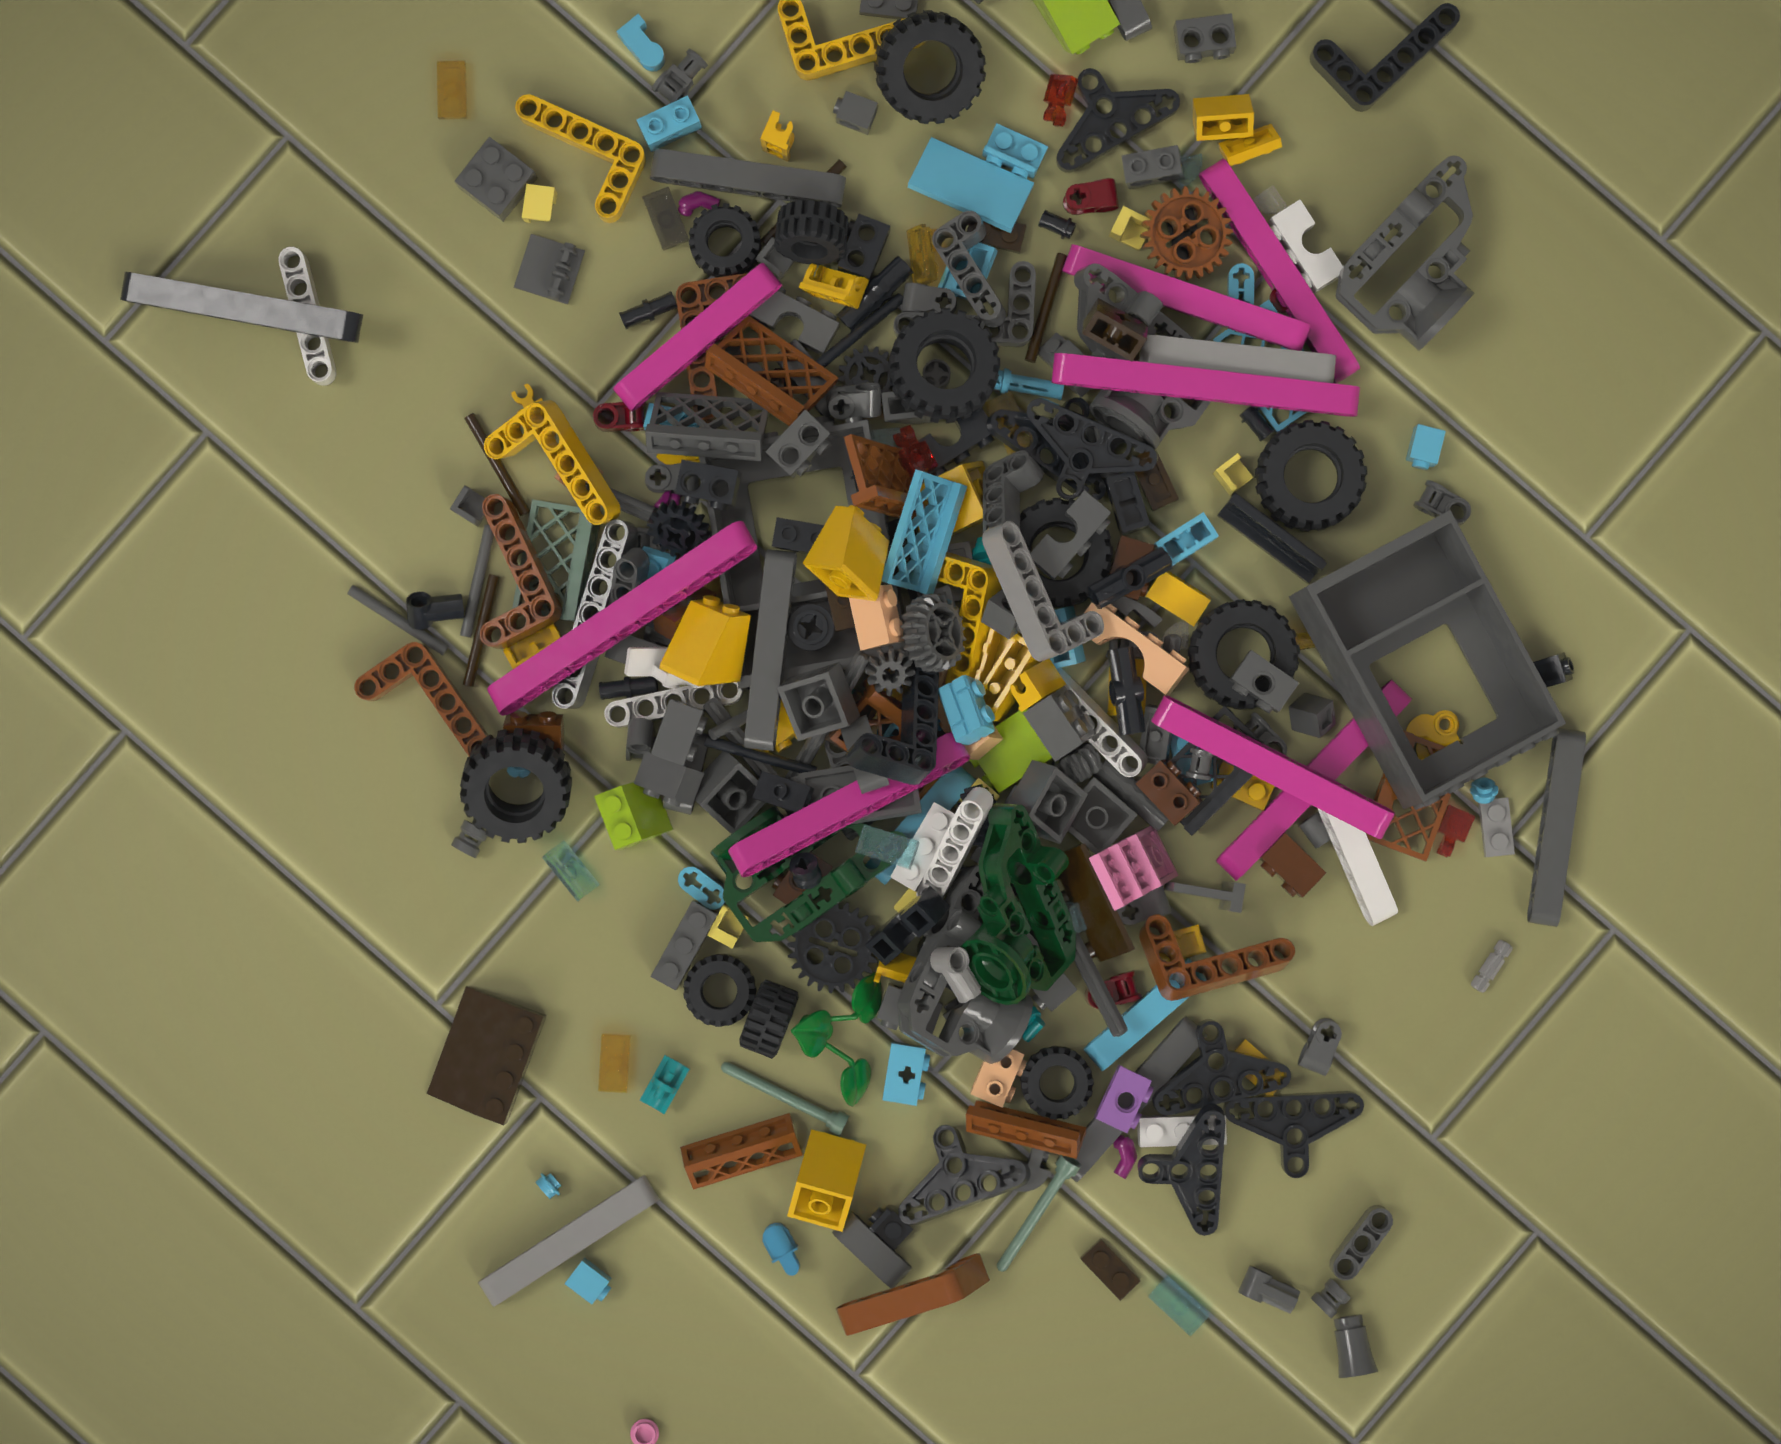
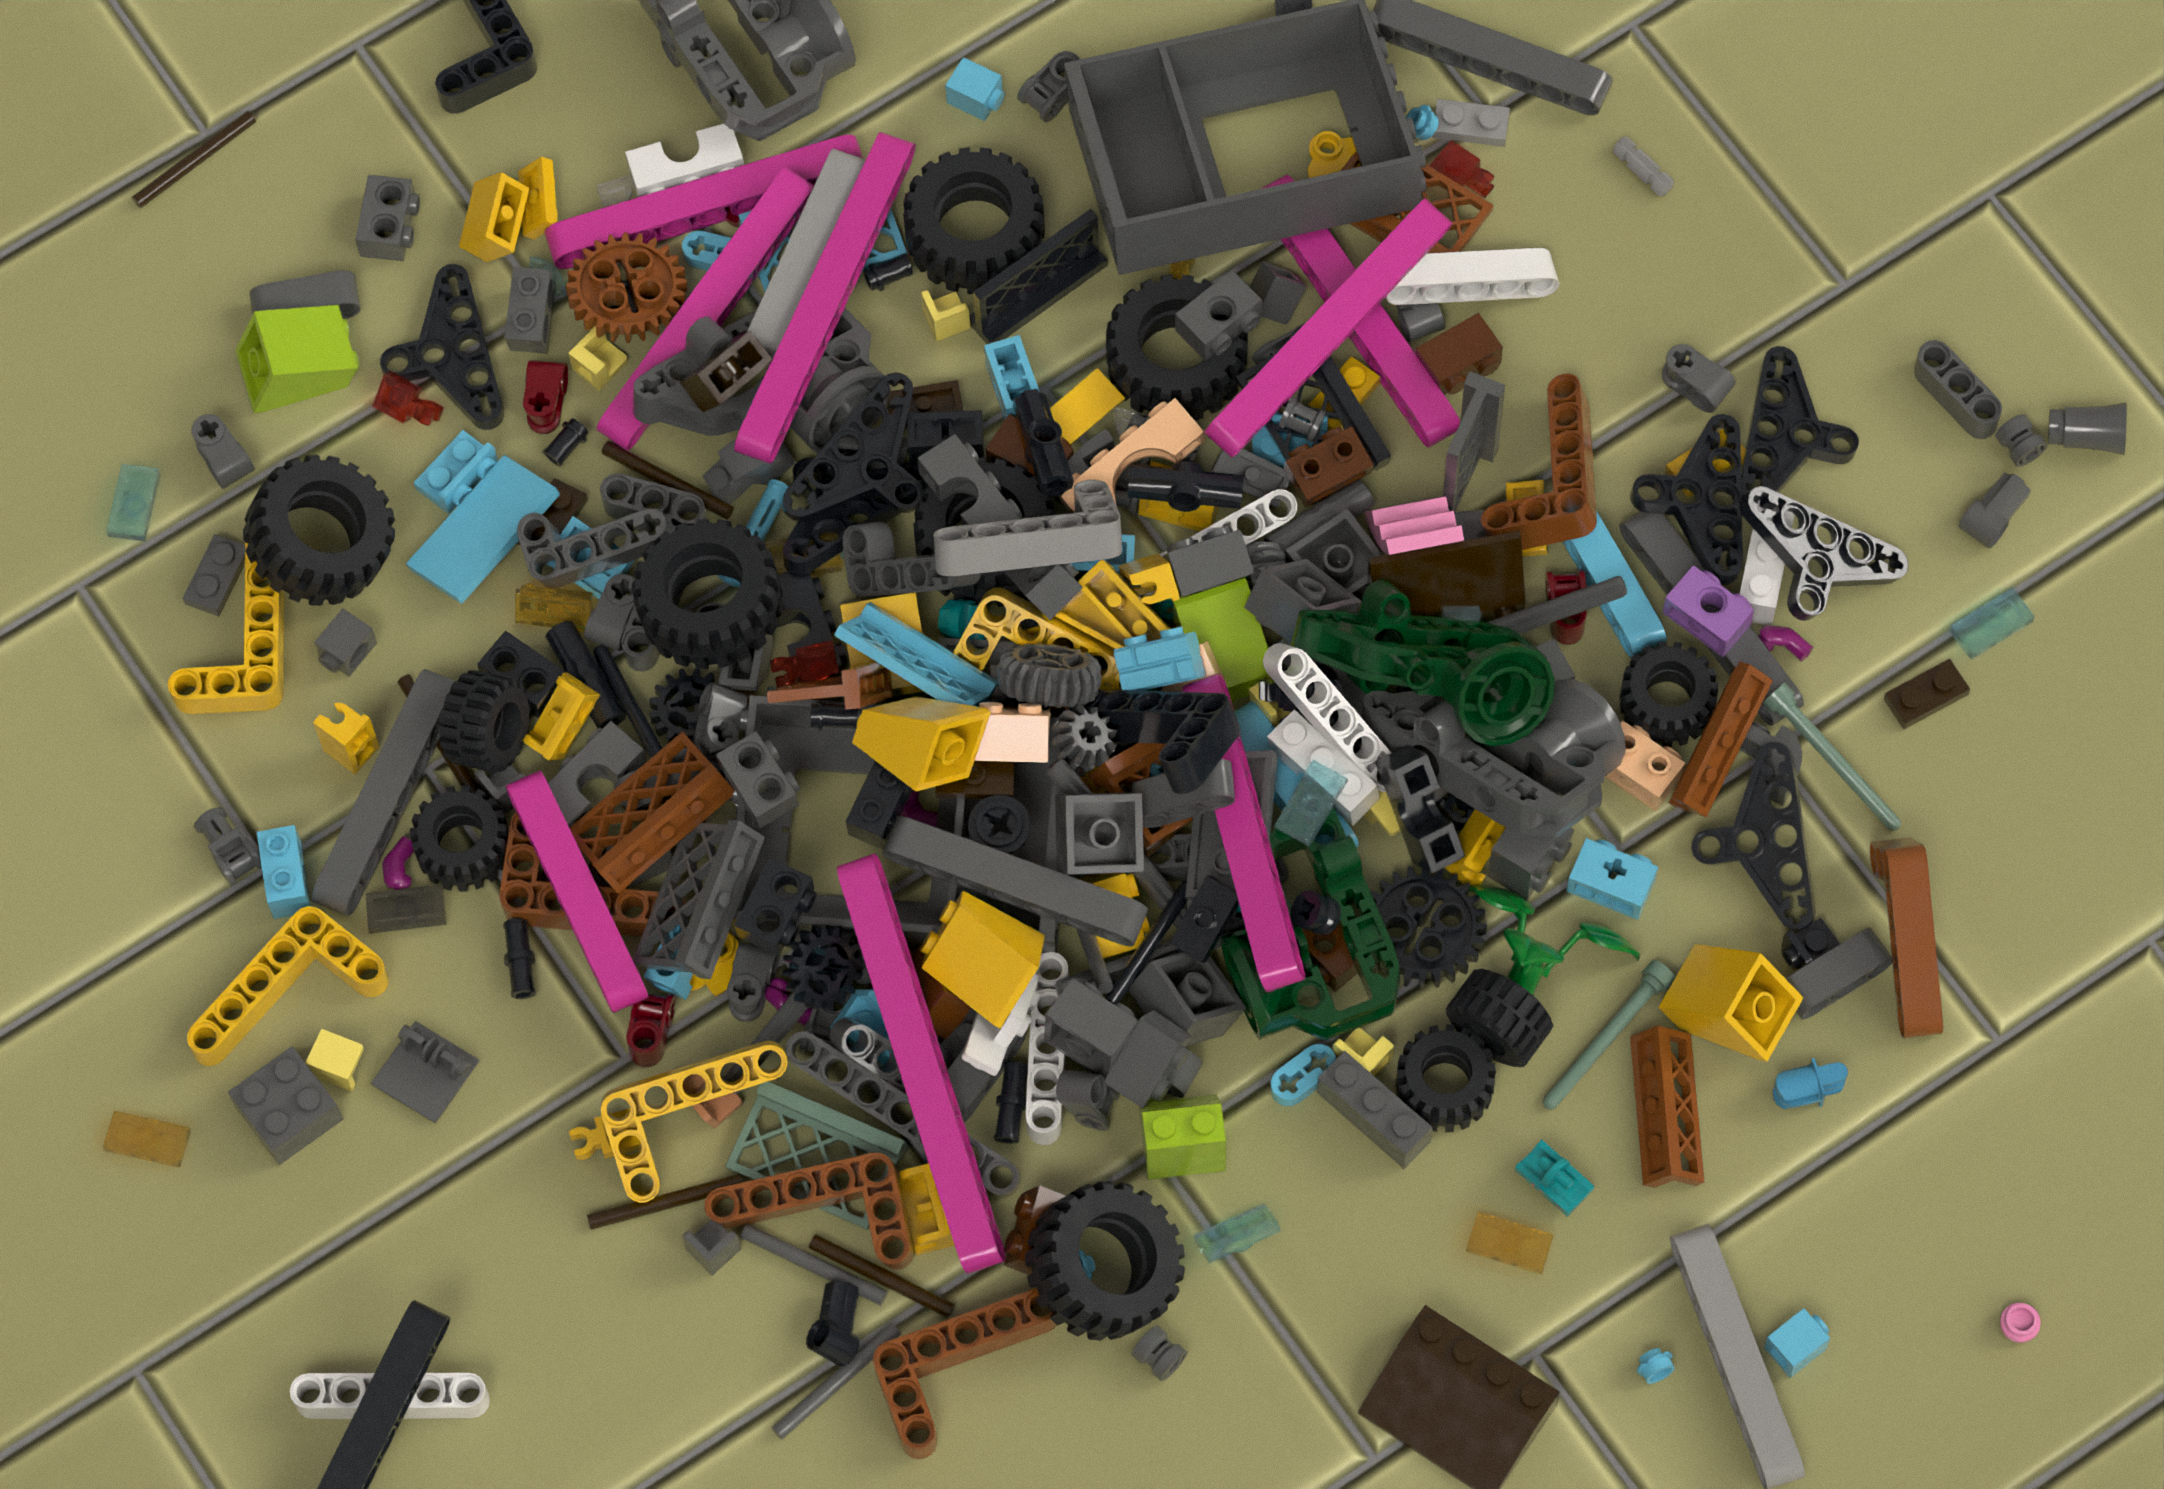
camera: 75 degrees left, 20 degrees down
(647, 53) = (170, 884): medium azure leg -> none
(954, 966) = (1487, 743): light grey piece -> none

